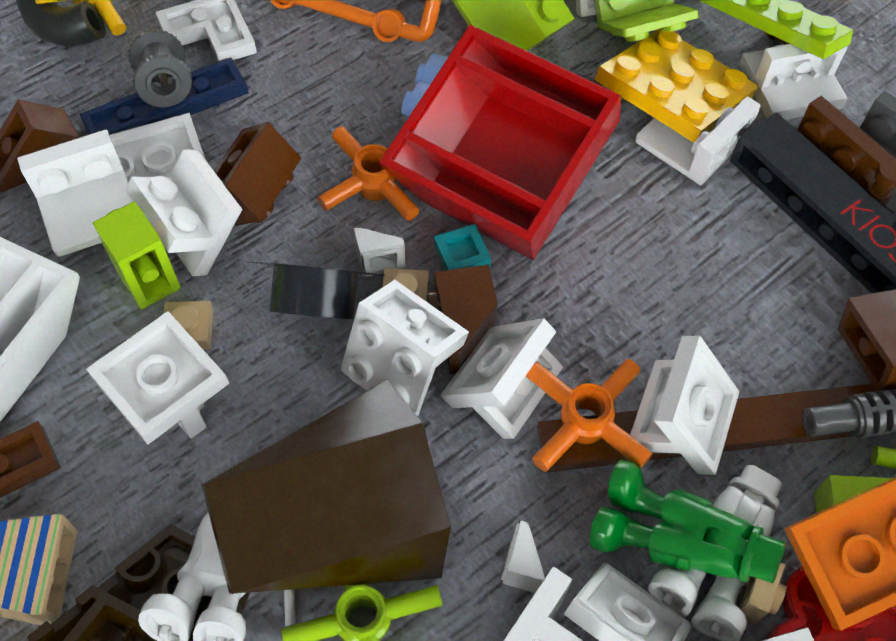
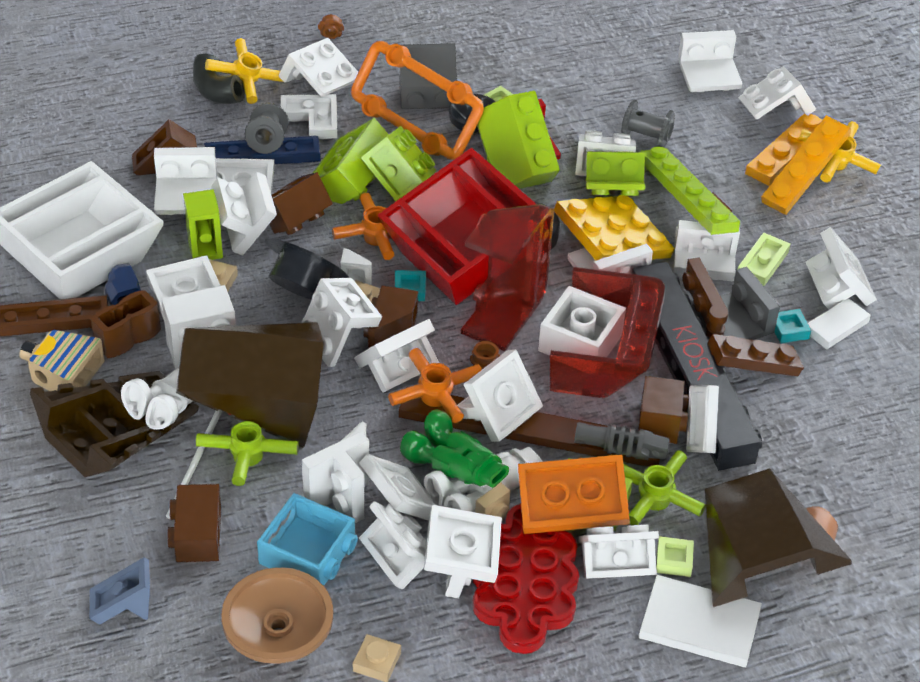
camera: 20 degrees right, 15 degrees down
(58, 399) = (121, 283): none -> dark blue rock
(82, 475) = (126, 323): none -> reddish brown brick
(205, 432) = (193, 310): none -> white brick
(297, 83) = (342, 167): none -> lime slope
(366, 72) = (399, 163): none -> lime bracket
(614, 178) = (517, 271): none -> clear red windscreen
(617, 321) = (484, 353): none -> dark orange plate
(727, 250) = (582, 325): none -> white brick
(806, 233) = (601, 375): none -> clear red windscreen
(868, 67) = (765, 257): none -> yellowish green plate

